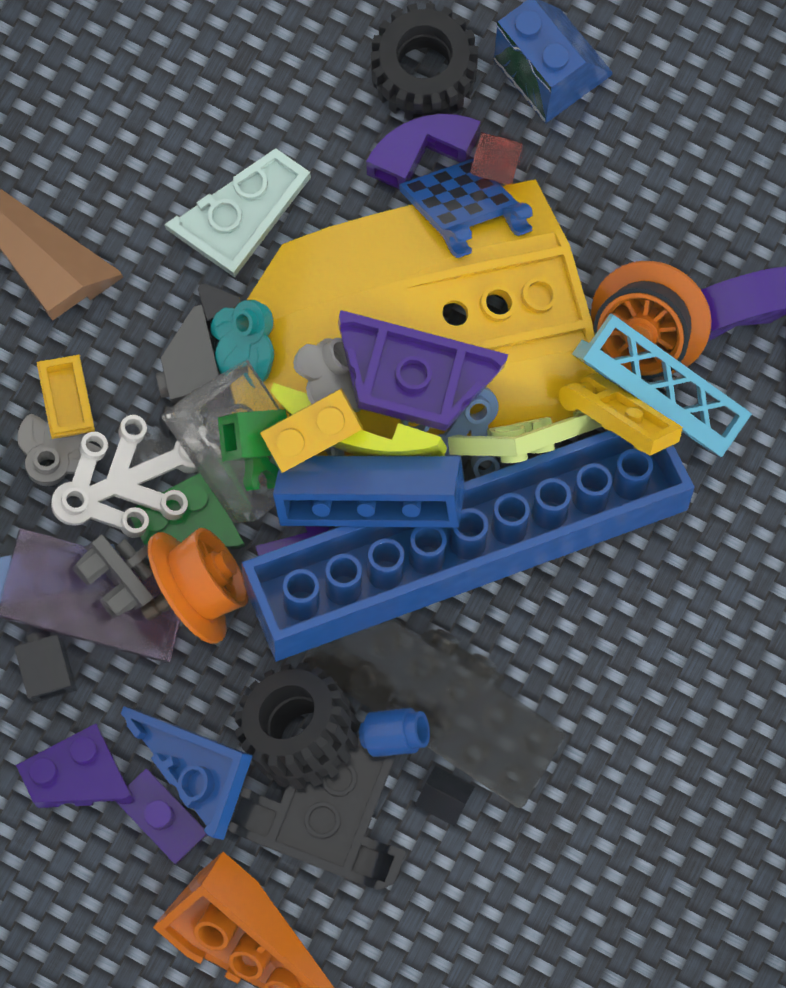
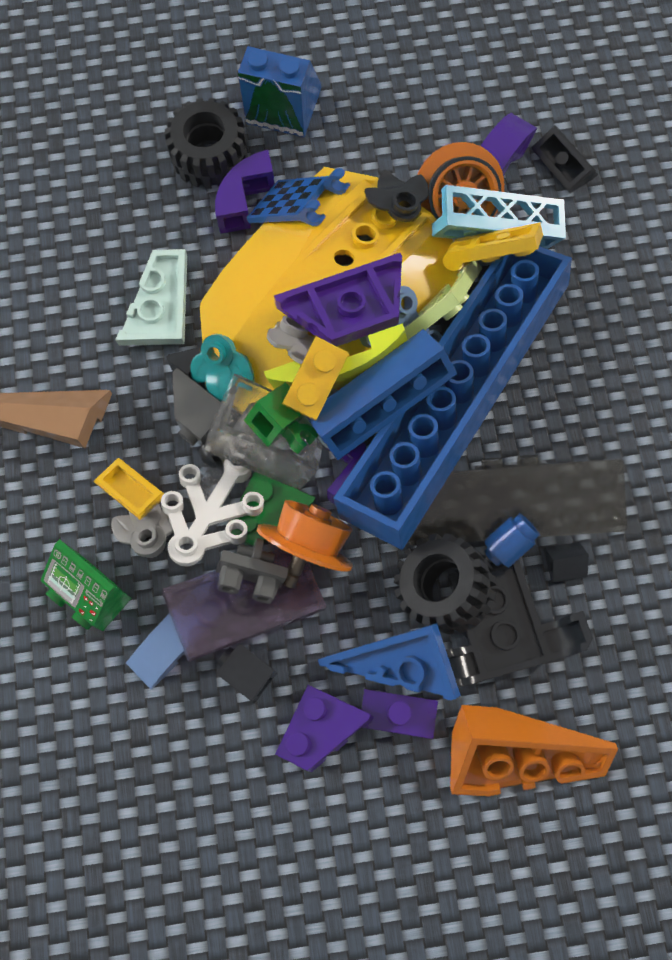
camera: 35 degrees left, 5 degrees down
(496, 158) = (293, 163): clear red bracket -> none
(570, 279) = (398, 198): none -> black plate

